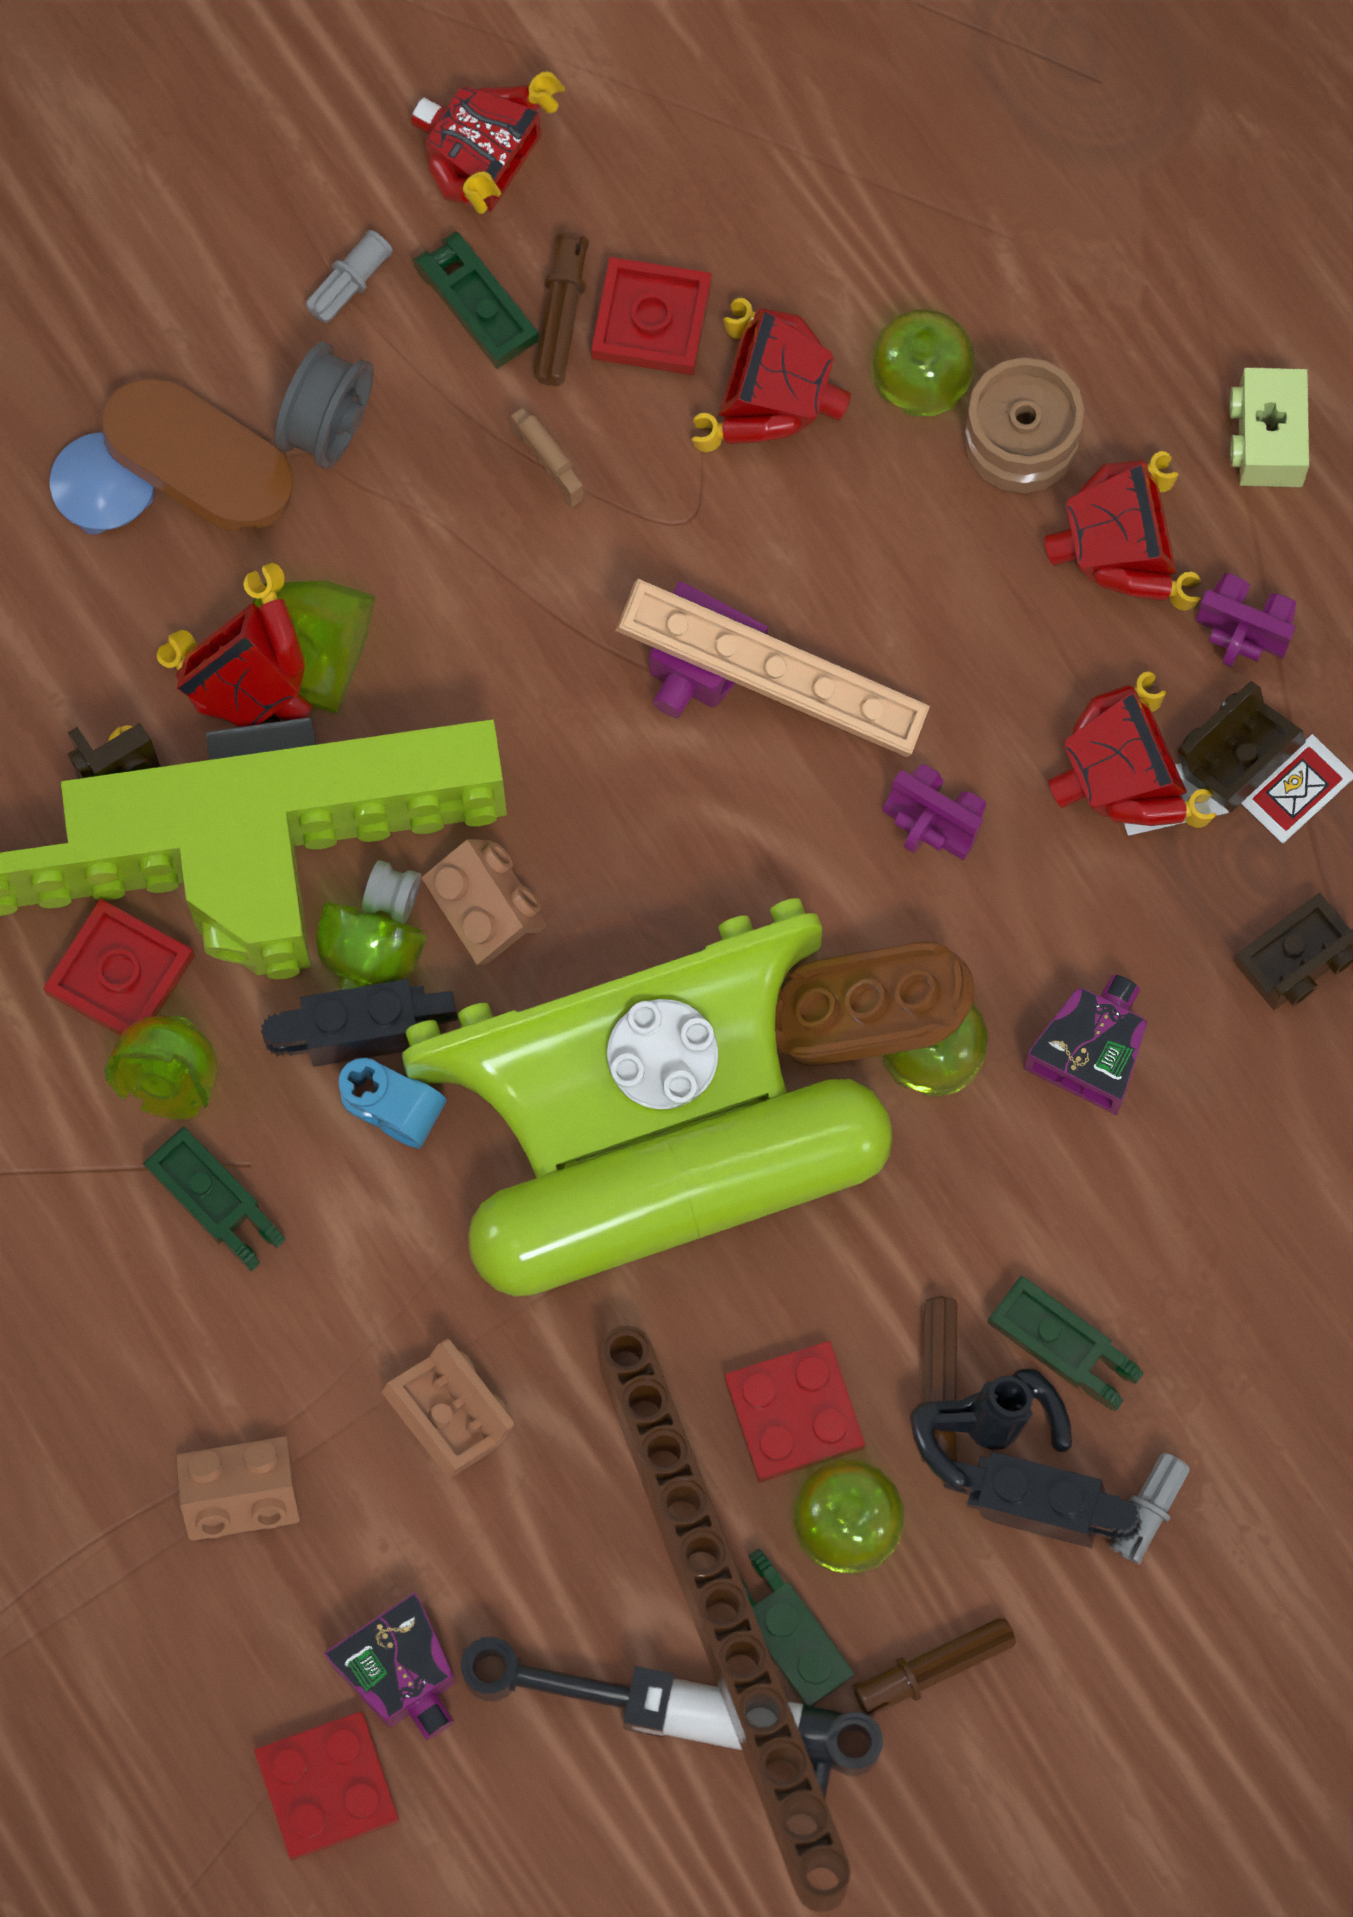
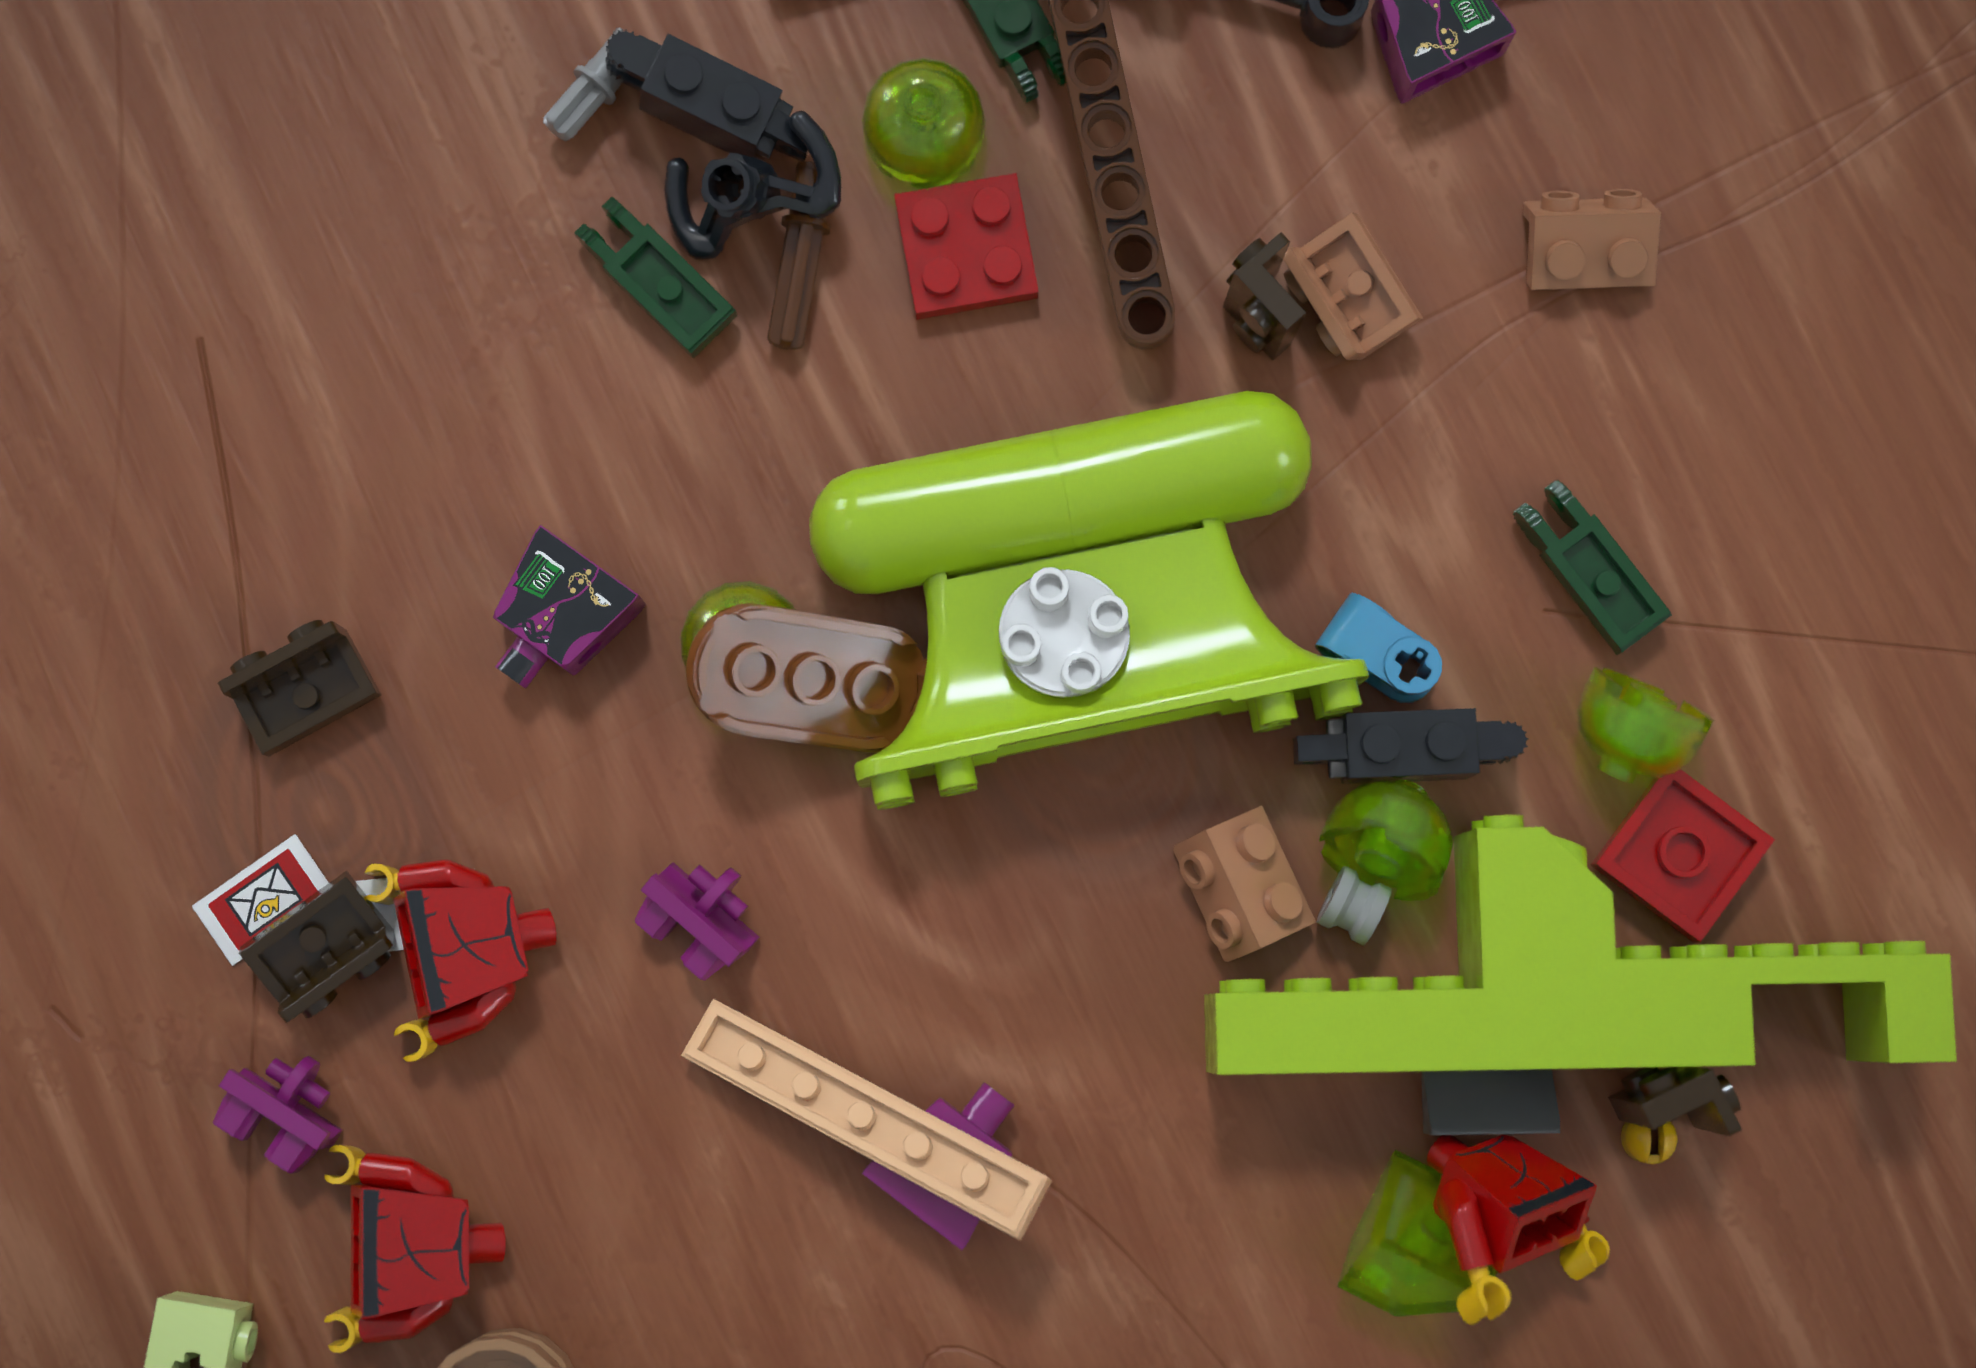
camera: 175 degrees left, 10 degrees up
(524, 1365) = (1261, 307): none -> dark brown bracket

